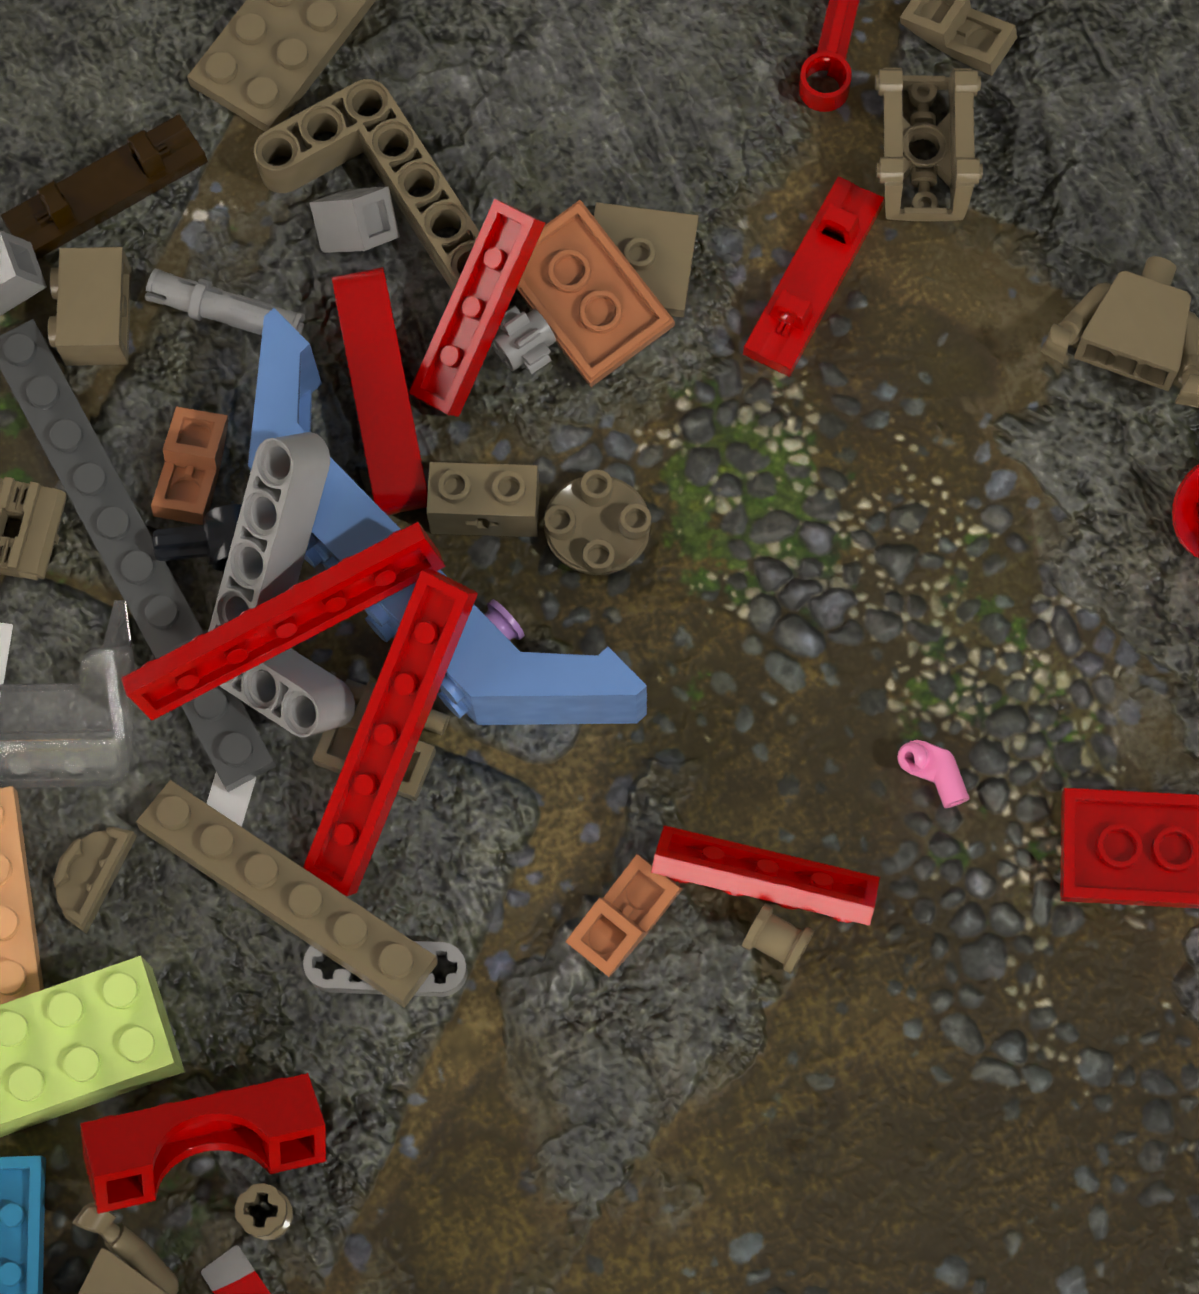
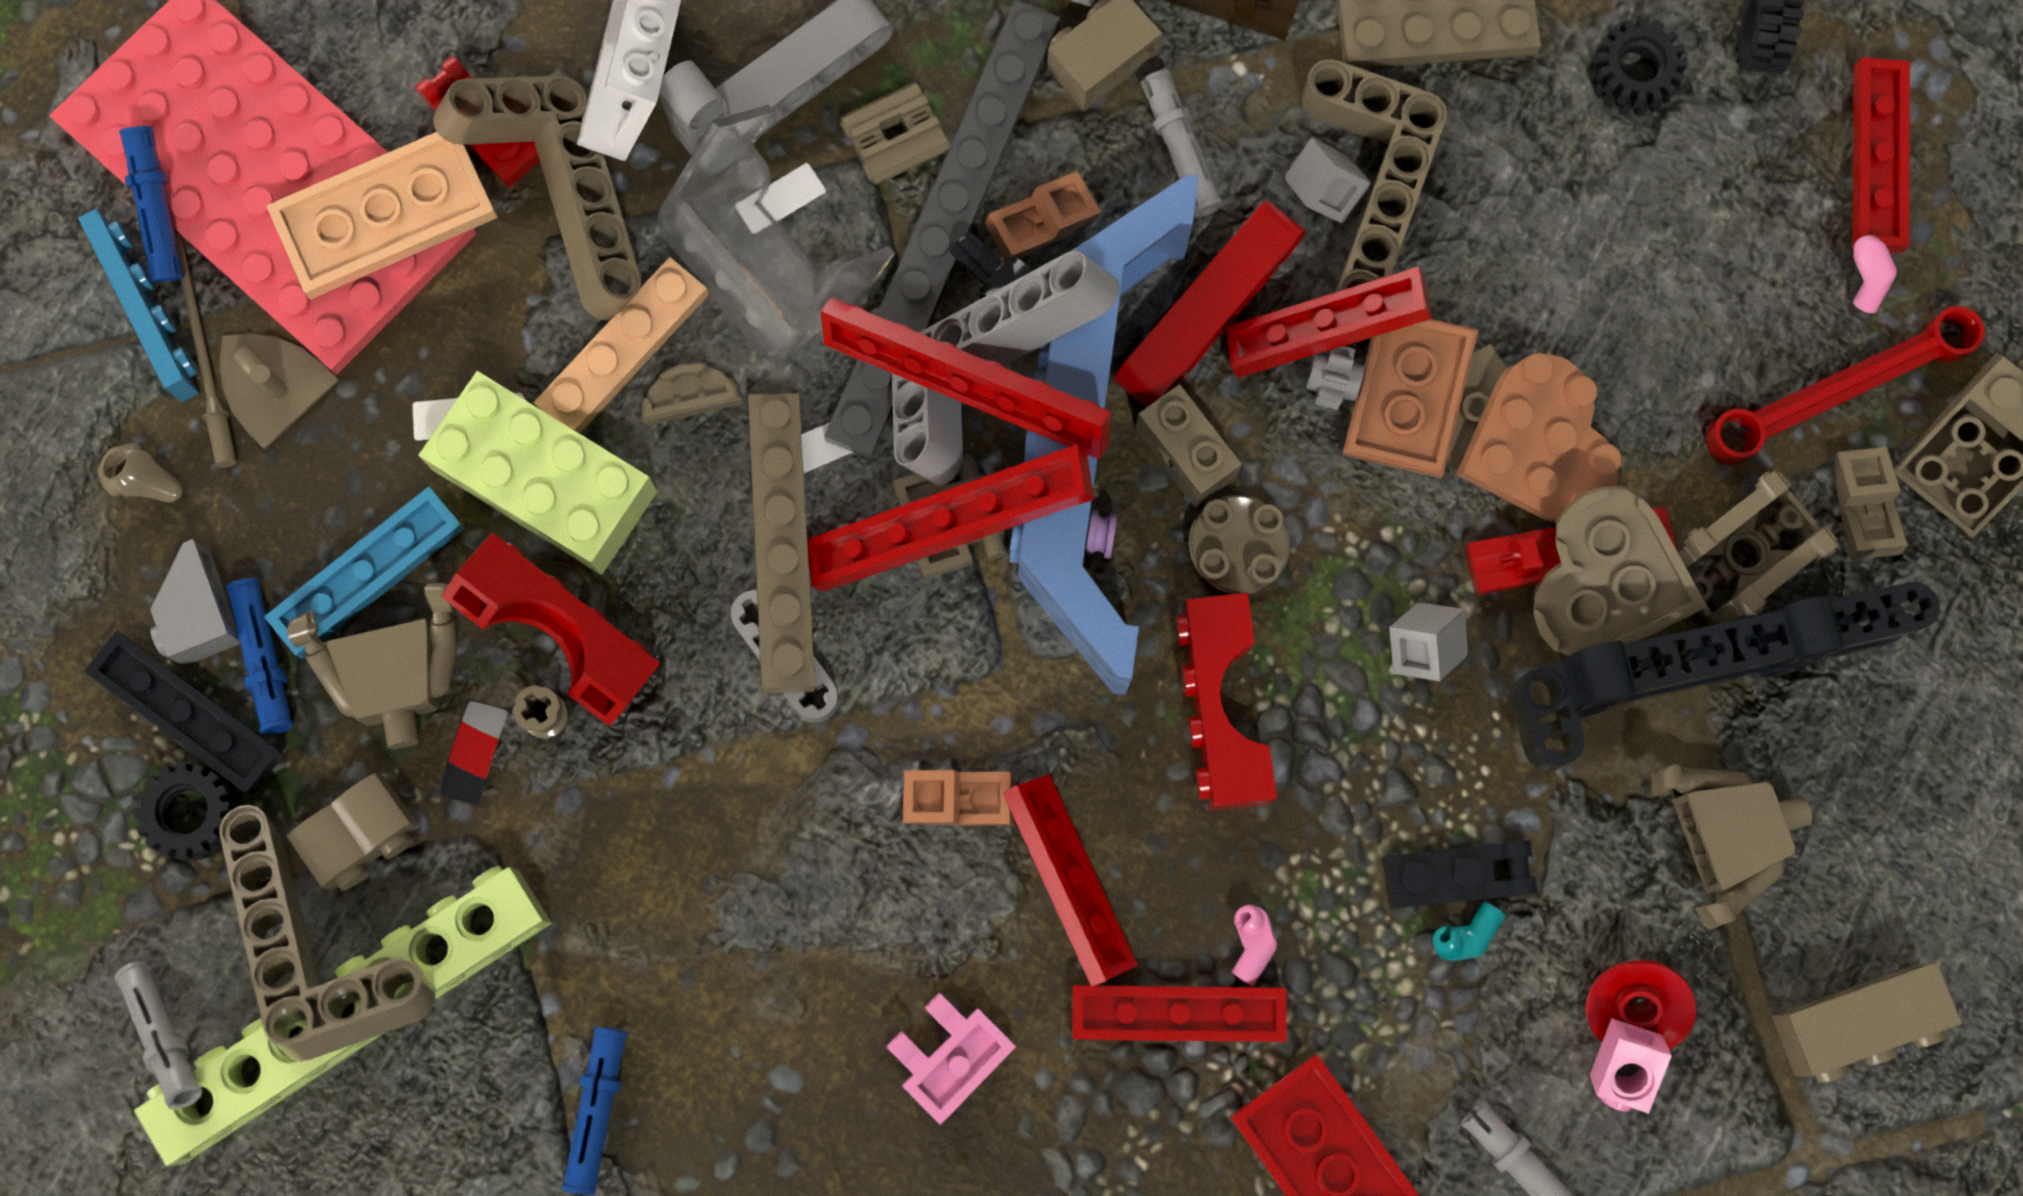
camera: 45 degrees right, 5 degrees up
(708, 229) = (1539, 438): none -> nougat plate
(776, 671) = (1234, 767): none -> red arch
(777, 938) = (1029, 925): dark tan bush -> none
(799, 439) = (1428, 641): none -> light grey panel
(847, 1087) = (957, 1064): none -> bright pink plate
(866, 255) = (1614, 575): none -> dark tan plate
(945, 874) = (1179, 1013): none -> red plate
(1004, 197) = (1718, 653): none -> black beam
(1005, 567) = (1458, 875): none -> black plate
(1065, 598) = (1469, 940): none -> teal arm

